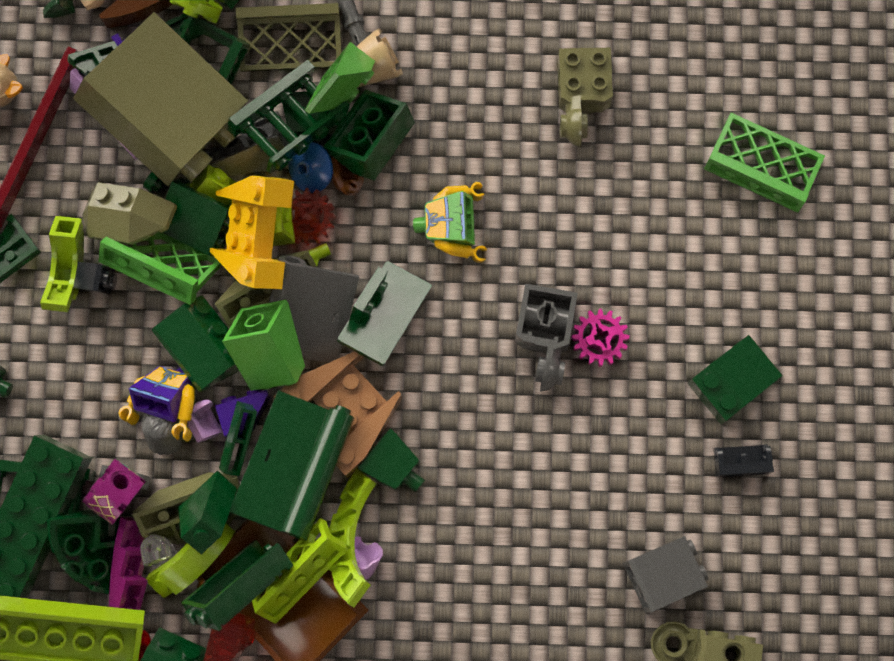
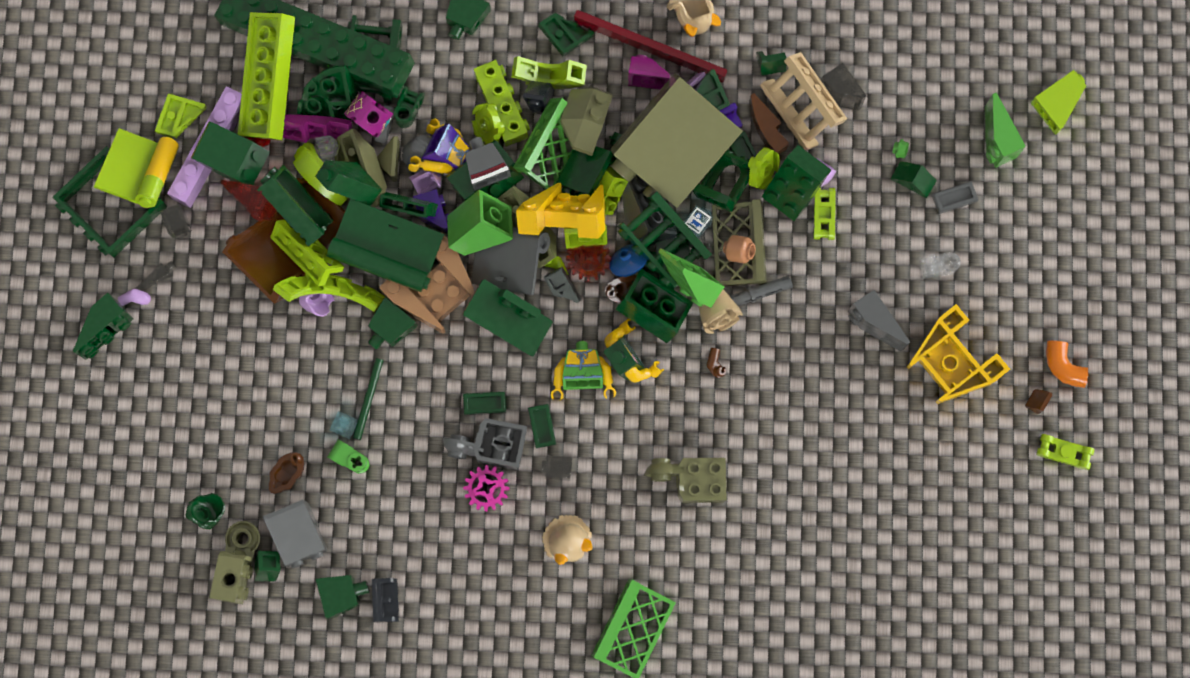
camera: 90 degrees right, 0 degrees up
(68, 144) = (646, 73): none -> magenta slope
(99, 447) = (408, 103): none -> dark green piece
(100, 328) = (497, 91): none -> lime brick
(117, 337) = (487, 123): none -> lime plate
(172, 470) = (389, 158): none -> olive slope
(186, 337) = (485, 164): none -> dark grey torso
(258, 81) = (699, 221): none -> brick
(299, 32) = (739, 249): none -> nougat head
(340, 250) = (561, 285): none -> pearl dark grey tile
(433, 171) = (624, 358): none -> torso
(441, 68) = (713, 364): none -> reddish brown arm
(487, 490) = (368, 399): none -> dark green bar
(491, 344) = (484, 403): none -> dark green tile
(519, 272) = (542, 426): none -> dark green tile
(522, 520) = (343, 425): none -> clear light blue tile
(561, 516) = (346, 456): none -> bright green piece
(572, 251) = (557, 467): none -> clear smoke brick
(586, 591) = (286, 472): none -> reddish brown arm
(661, 238) = (567, 539): none -> tan hair
(706, 611) = (267, 566): none -> dark green panel
(734, 379) = (451, 597): dark green slope -> none
(738, 516) = (340, 594): none -> dark green torso

